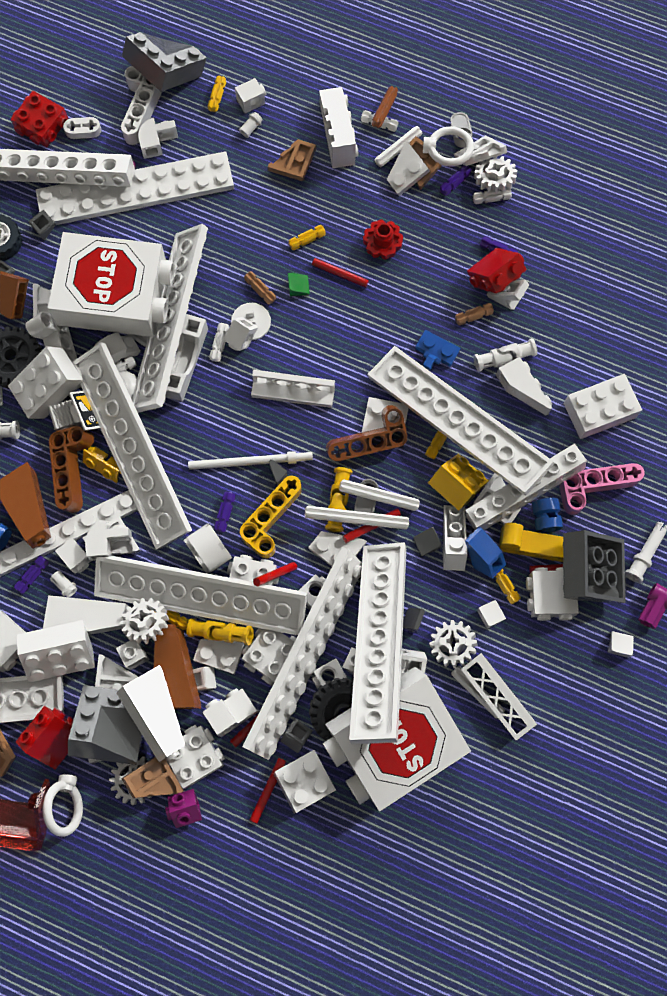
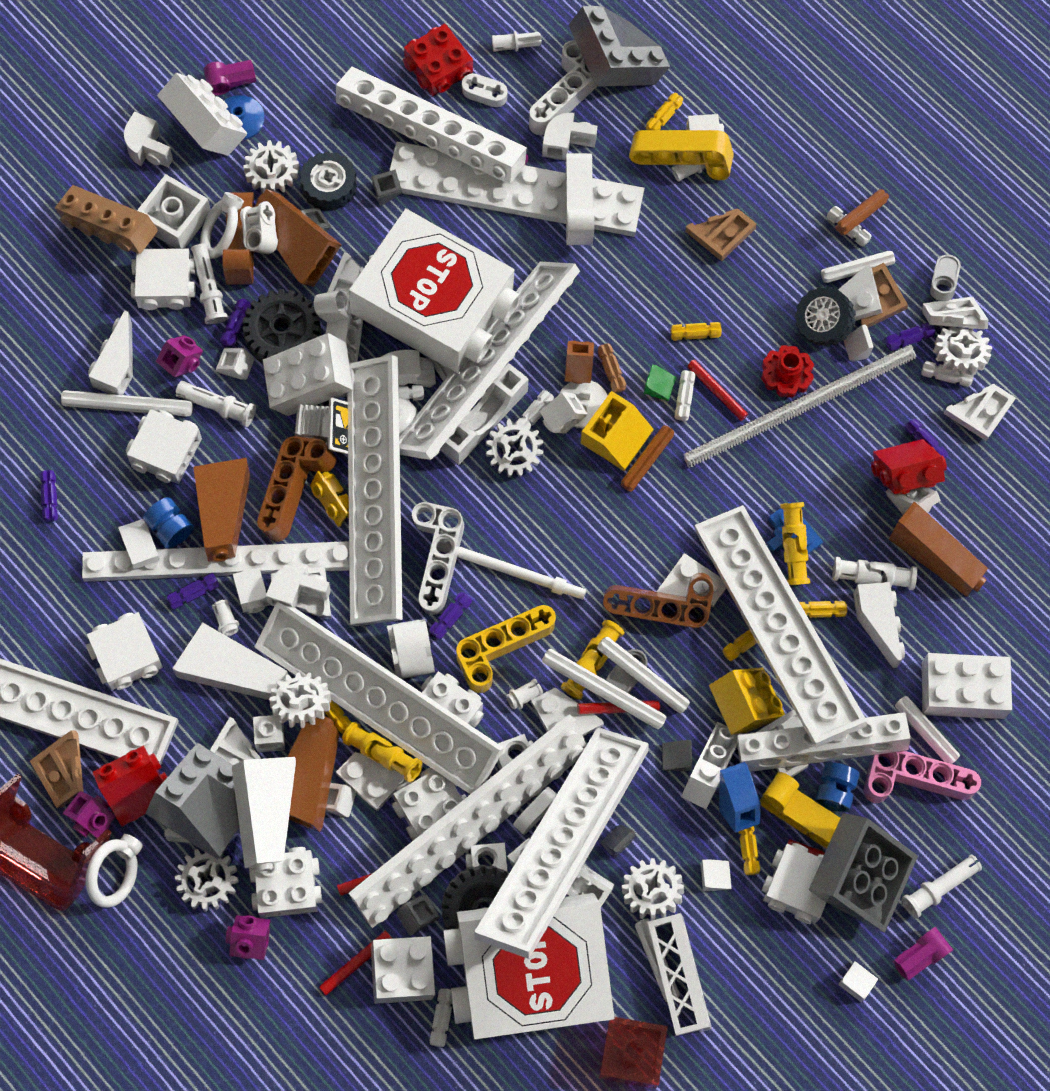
camera: 20 degrees right, 5 degrees down
(27, 772) = (89, 814): none -> magenta brick
(55, 651) = (183, 690): white brick -> none
(88, 84) = (515, 41): none -> white axle
(152, 779) = (227, 886): medium nougat wing -> none
(184, 177) = (579, 199): none -> white beam
(196, 476) = (437, 560): none -> white beam
(224, 373) = (524, 454): none -> white gear
(229, 713) = (351, 852): white brick -> none
(235, 293) = (579, 362): none -> dark orange brick
(241, 111) = (684, 148): none -> yellow beam
(274, 574) = (476, 712): red bar -> none
(278, 472) = (534, 596): dark grey slope -> none
(283, 331) = (616, 431): none -> yellow slope
(293, 388) = (597, 505): white fence -> none
(298, 550) = (524, 694): none -> white pin
(313, 341) = (647, 458): none -> dark orange axle
(319, 285) = (684, 395): none -> white axle
(338, 127) = (792, 214): white wedge -> none
(346, 802) = (441, 1018): none -> white axle
(347, 624) = (535, 811): none -> white beam
(392, 189) = (825, 316): none -> black wheel
(398, 264) = (827, 391): none -> white axle
(423, 200) = (859, 344): none -> white slope
(429, 146) = (895, 281): white piece -> none
(445, 362) = (795, 548): none -> yellow piece
(474, 314) = (859, 508): medium nougat axle -> none
(483, 394) = (825, 609): none -> yellow axle
(492, 767) = (633, 1052): none -> clear red brick
(527, 211) = (982, 410): none -> white wing
(542, 320) = (938, 550): none -> dark orange slope
(589, 448) = (927, 730): none -> white axle

